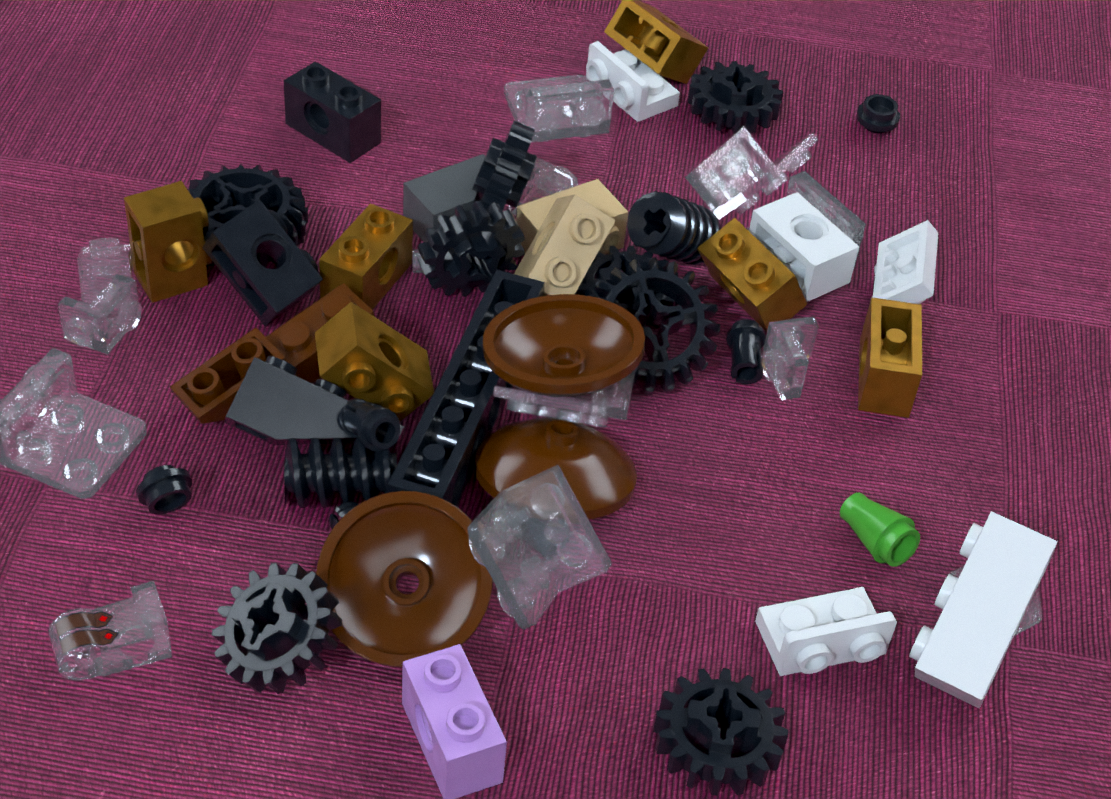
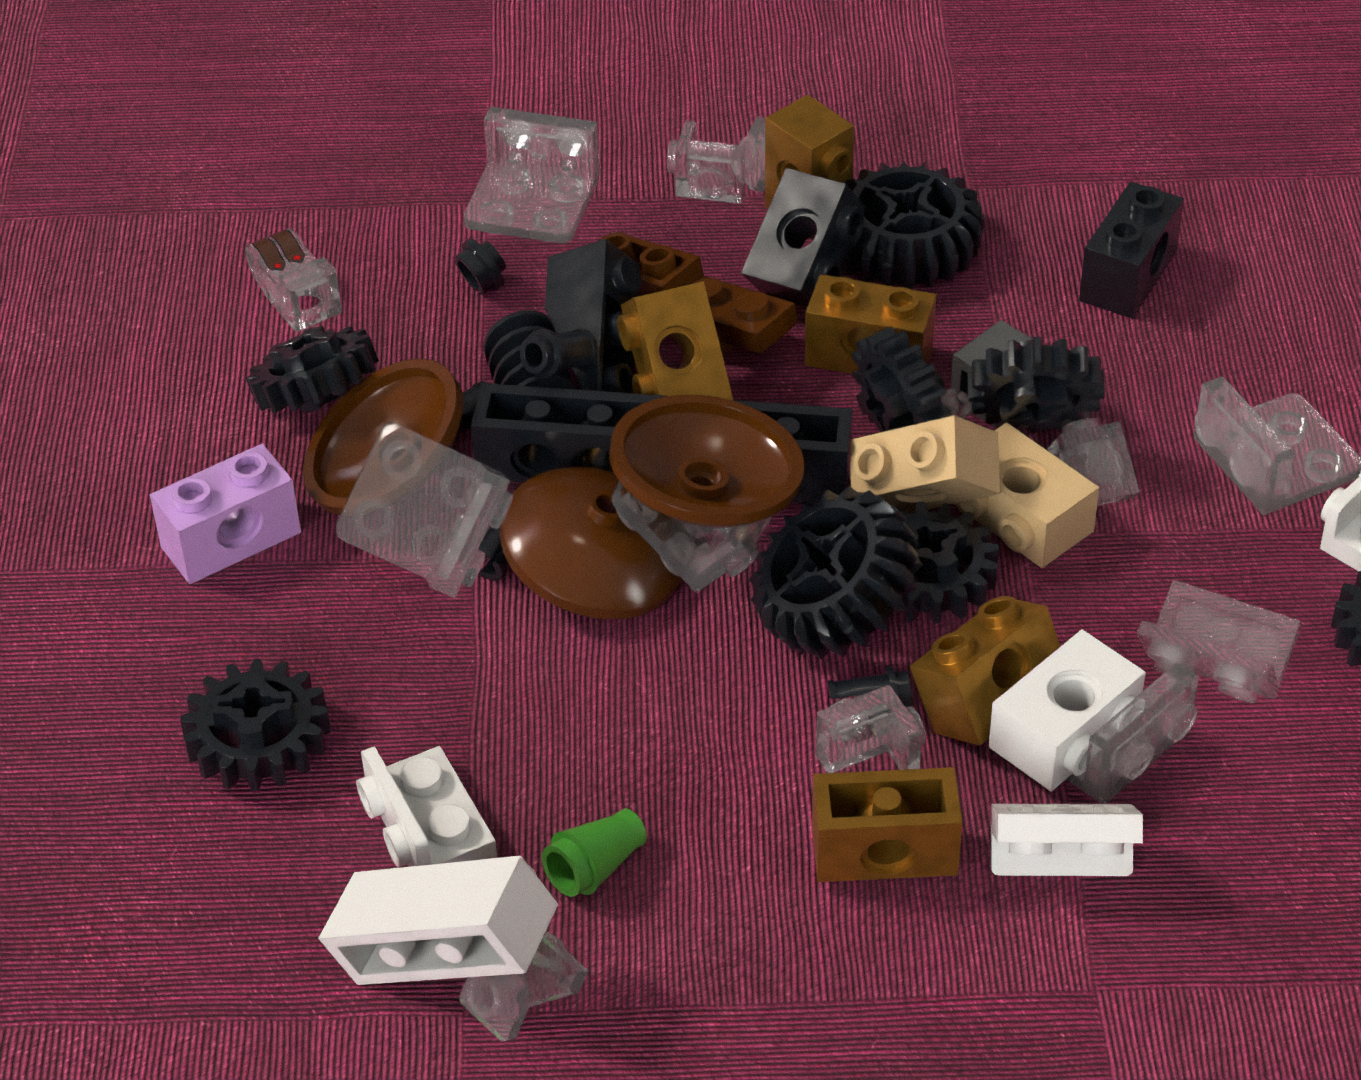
camera: 85 degrees right, 0 degrees up
(671, 226) = (1025, 560): black piece -> none

